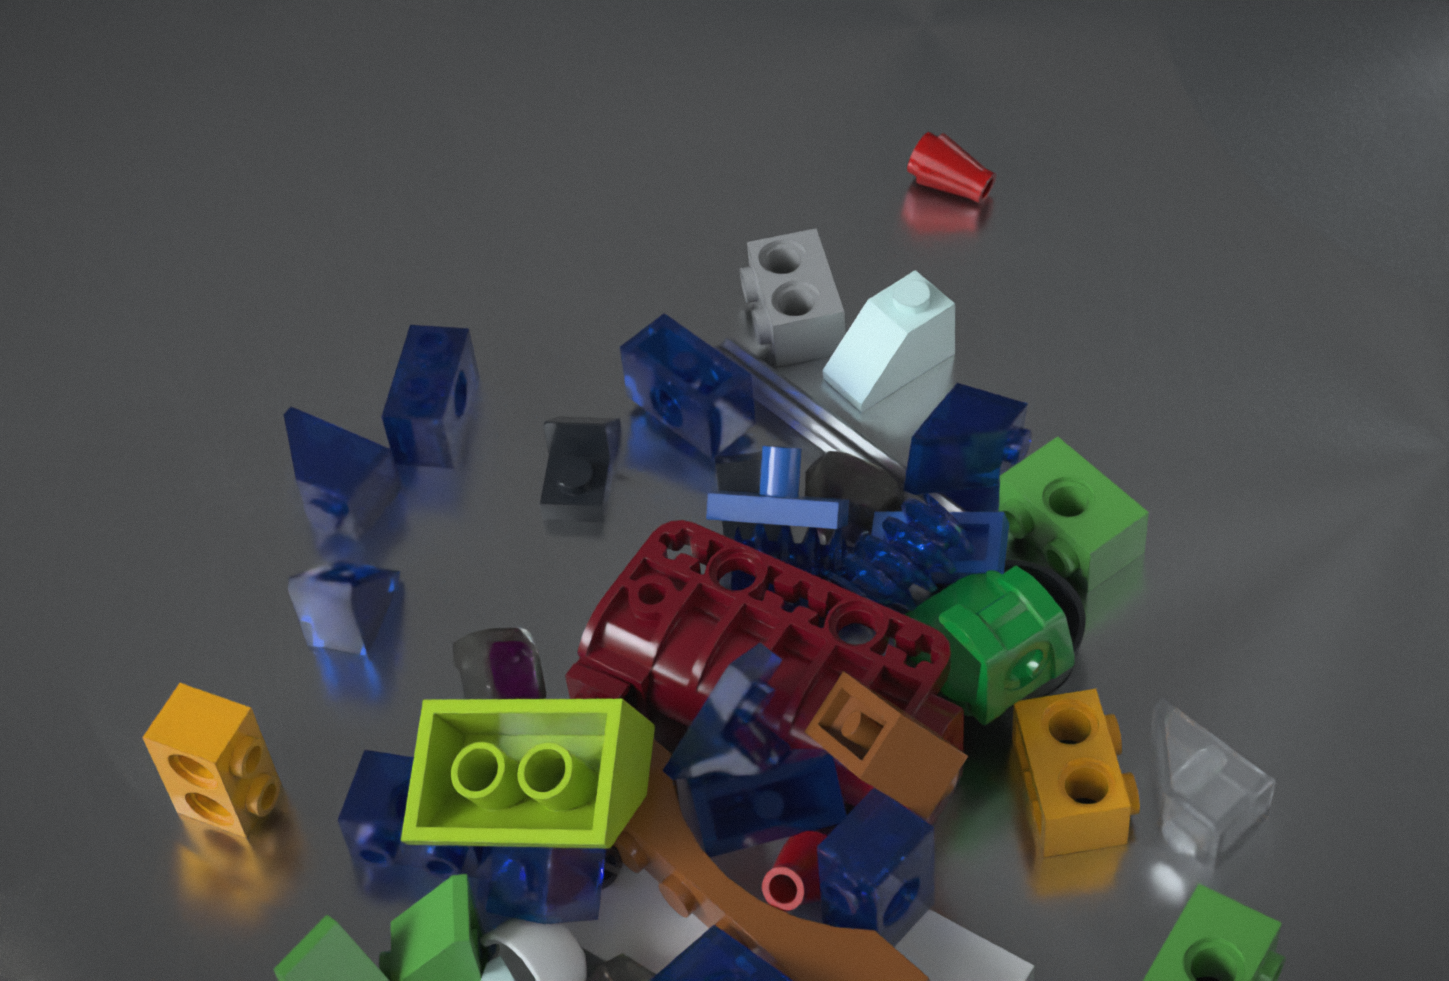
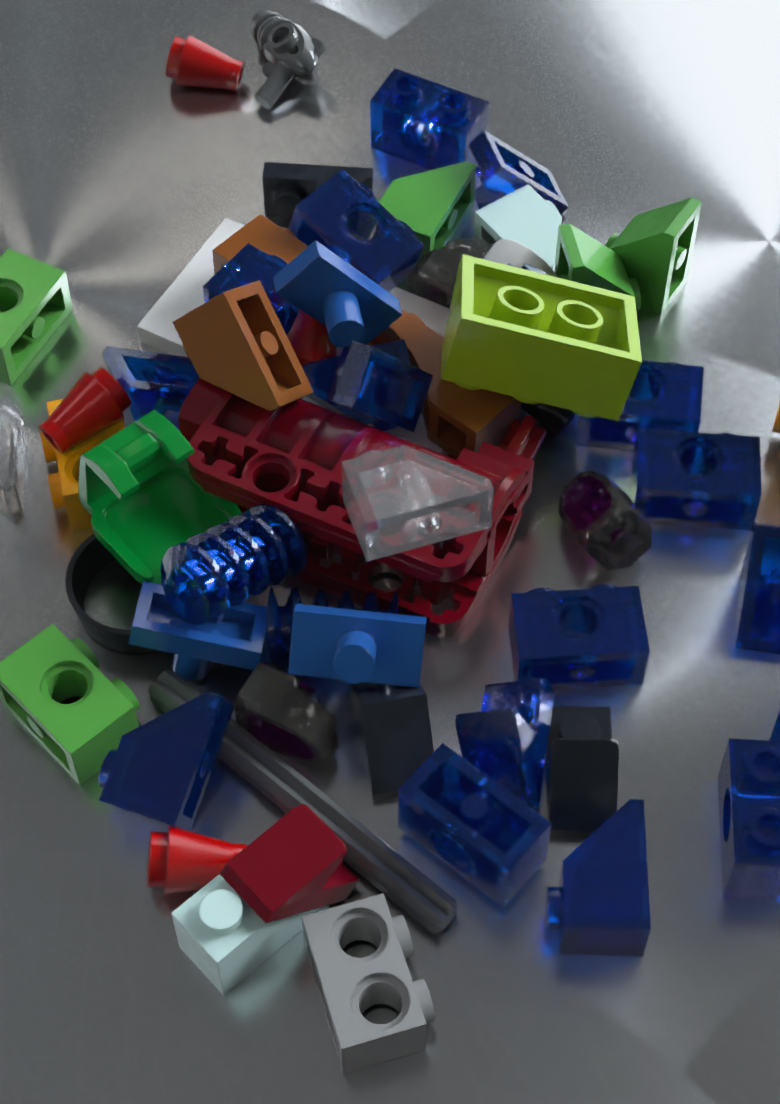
camera: 170 degrees right, 5 degrees up
(361, 700) = (697, 478): none -> clear blue brick
(553, 557) = (610, 653): none -> clear blue brick
(579, 356) = (605, 890): none -> clear blue slope
(640, 477) = (510, 735): none -> clear blue slope
(706, 546) = (412, 500): none -> clear slope
(769, 822) = (337, 296): none -> blue tile
(853, 344) = (291, 867): none -> dark red slope
(929, 385) = (186, 859): none -> red cone
(995, 846) = (151, 379): none -> clear blue slope
(1071, 757) = (87, 409): none -> red cone

